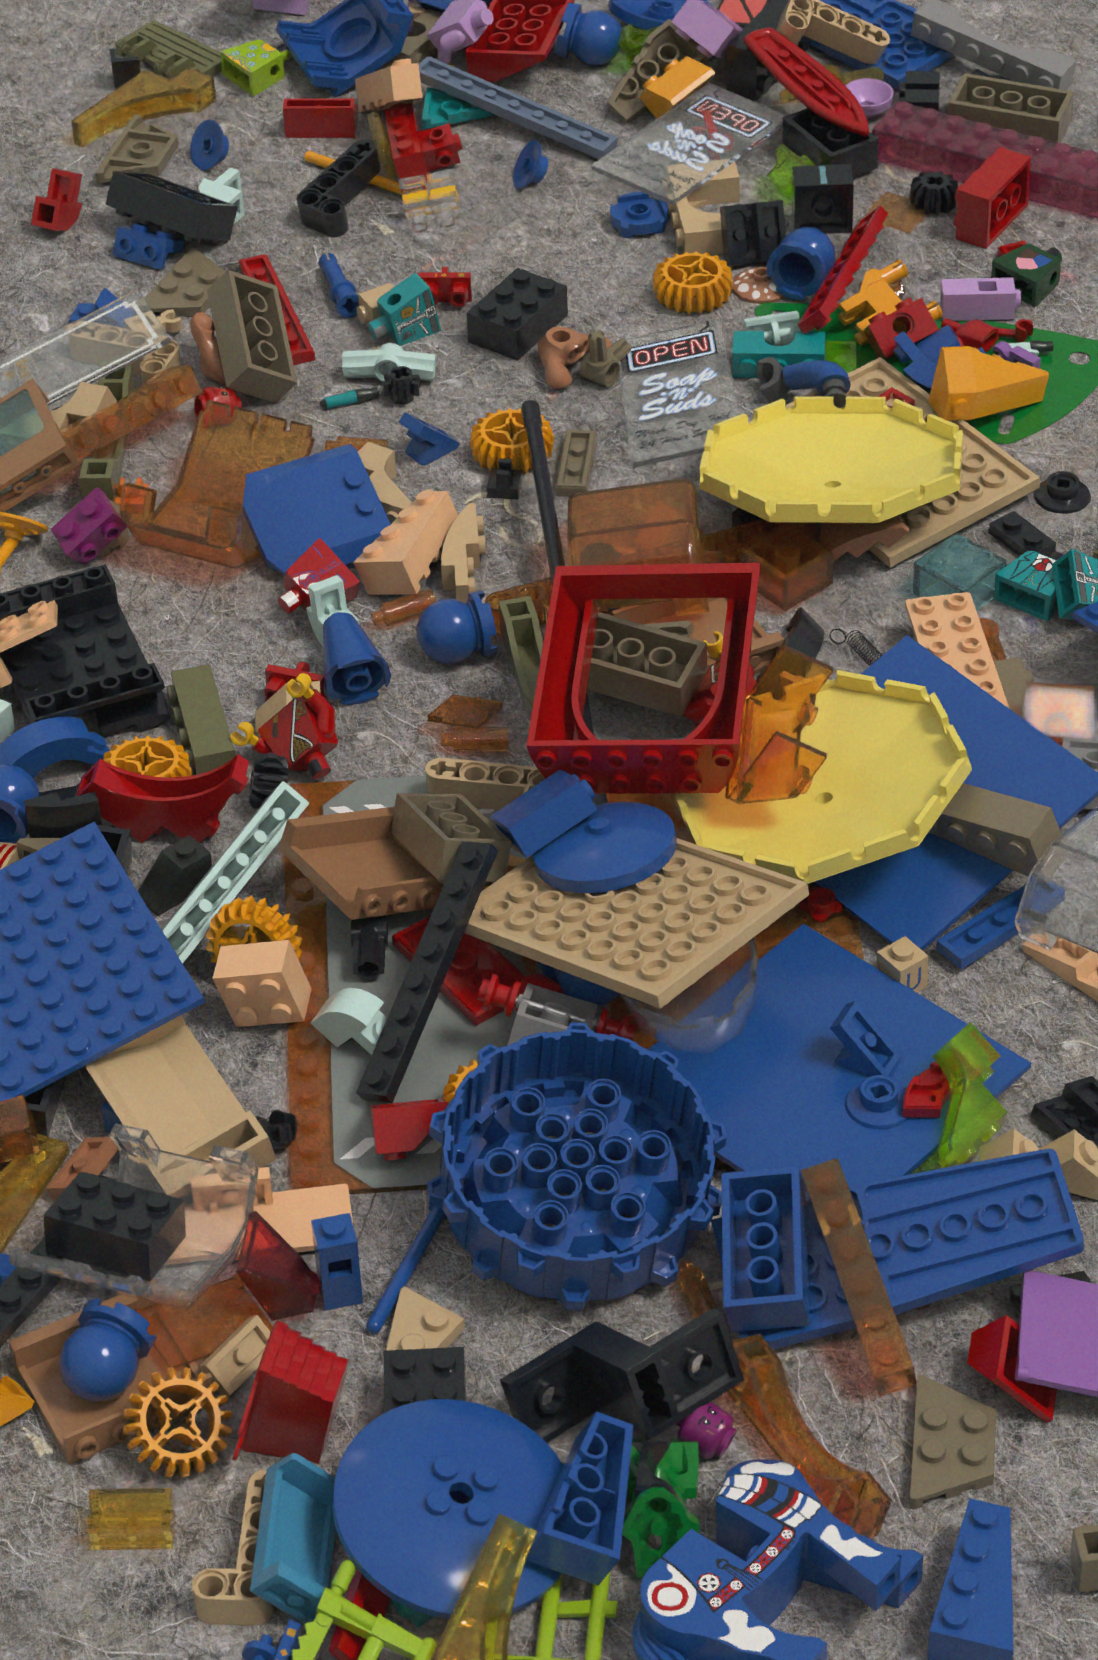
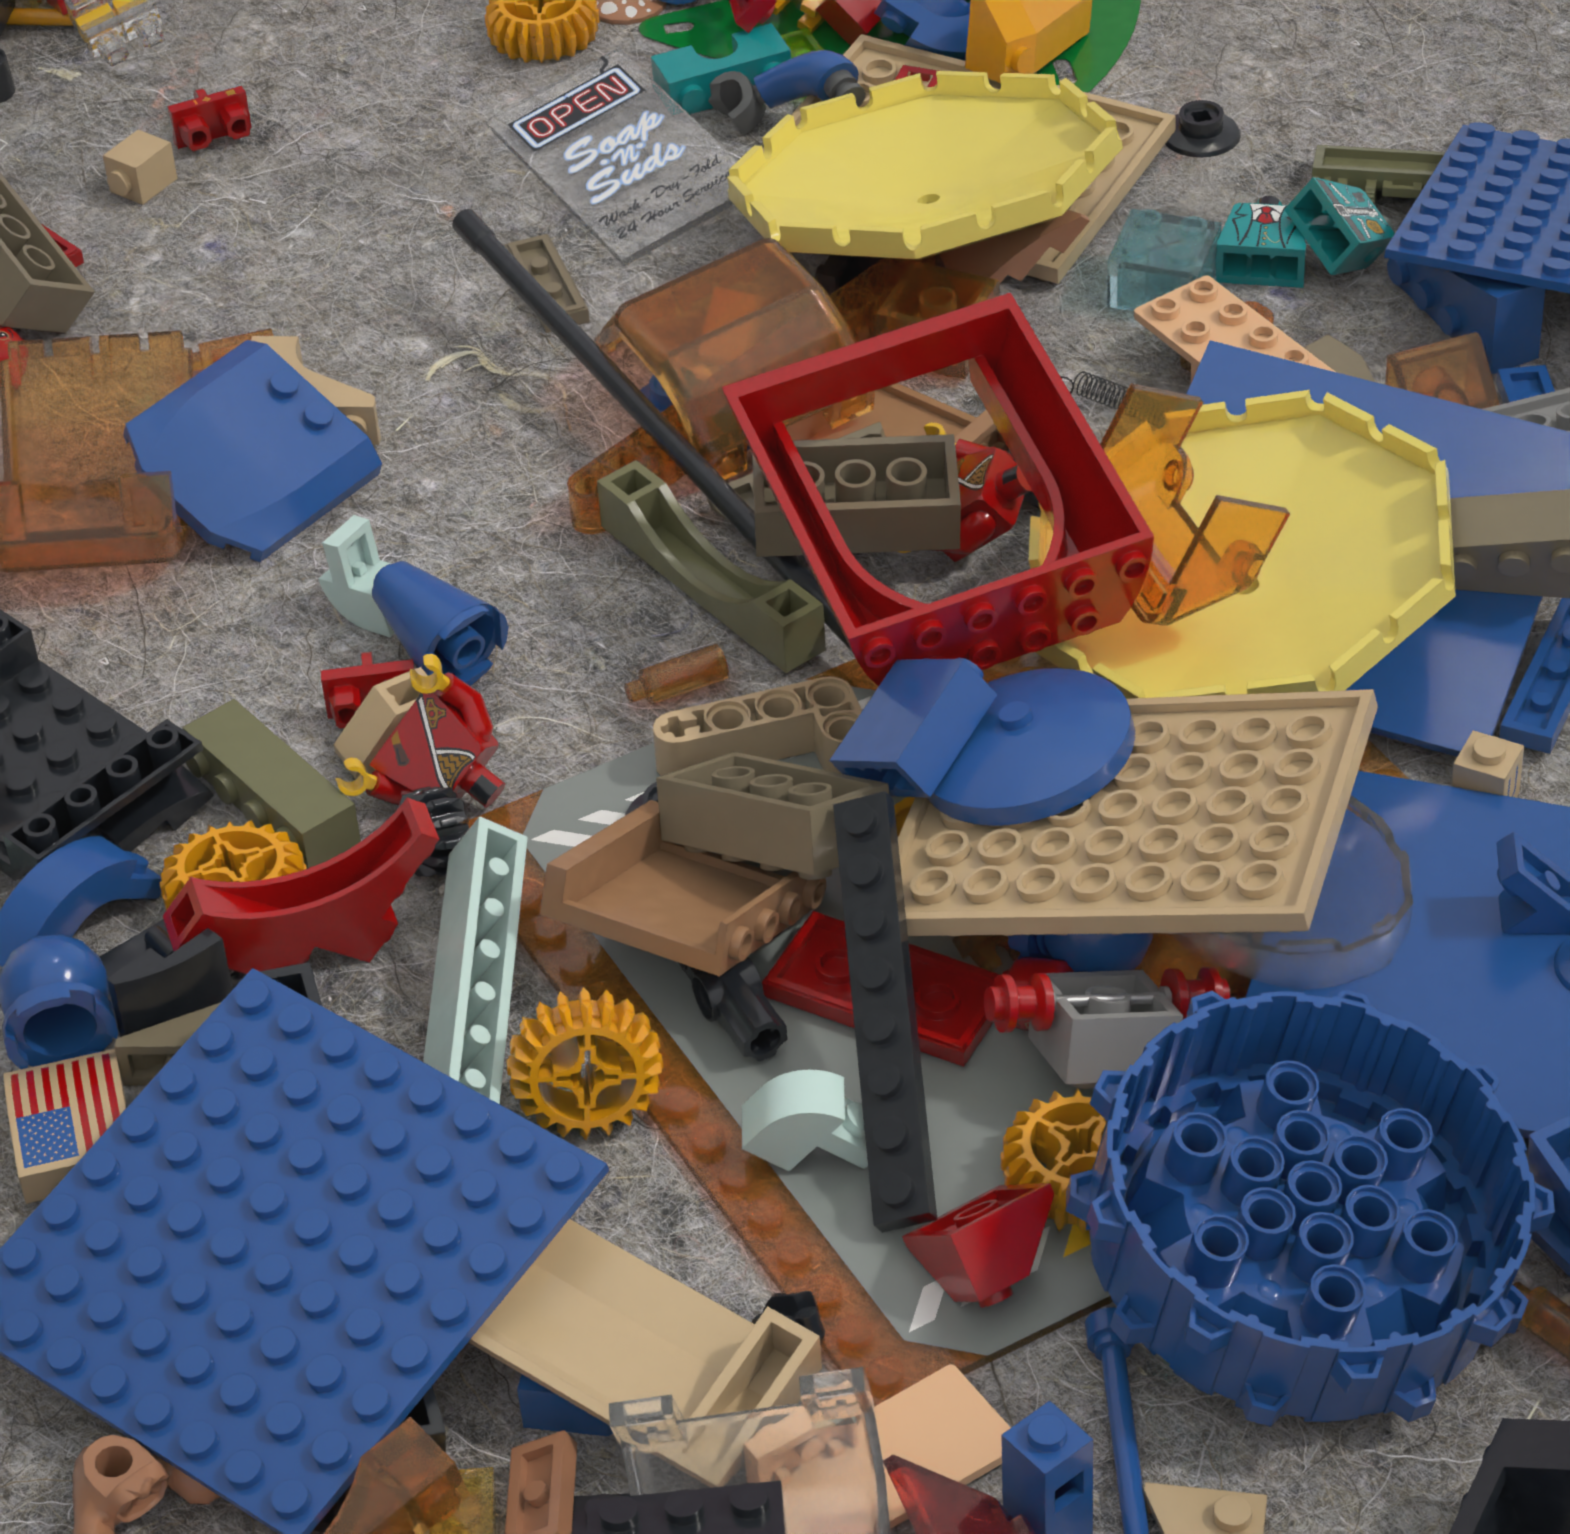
camera: 25 degrees left, 0 degrees up
(175, 875) = (390, 995): pearl dark grey slope -> none
(262, 983) = (639, 1116): light nougat brick -> none
(312, 567) = (296, 536): red torso -> none
(342, 290) = (66, 162): blue pin -> none
(349, 397) = (171, 293): piece -> none
(374, 362) = (225, 229): light aqua piece -> none
(401, 385) = (238, 254): black gear -> none
(403, 608) = (452, 536): clear orange cylinder -> none
(406, 312) = (185, 159): teal torso -> none
(407, 546) = (406, 455): light nougat wedge -> none
(427, 441) = (325, 314): blue slope -> none
(454, 630) = (560, 535): blue tile -> none
(462, 552) = (483, 448): tan slope -> none
(465, 711) = (636, 645): clear orange piece -> none
(504, 437) = (440, 282): light orange gear -> none
(504, 482) = (467, 334): black tile -> none
(517, 314) = (336, 121): black brick -> none
(559, 349) = (434, 142): nougat head -> none
(603, 364) = (496, 146): dark tan axle -> none
(778, 328) = (703, 33): light aqua hips -> none
(1021, 535) = (1193, 195): black plate -> none

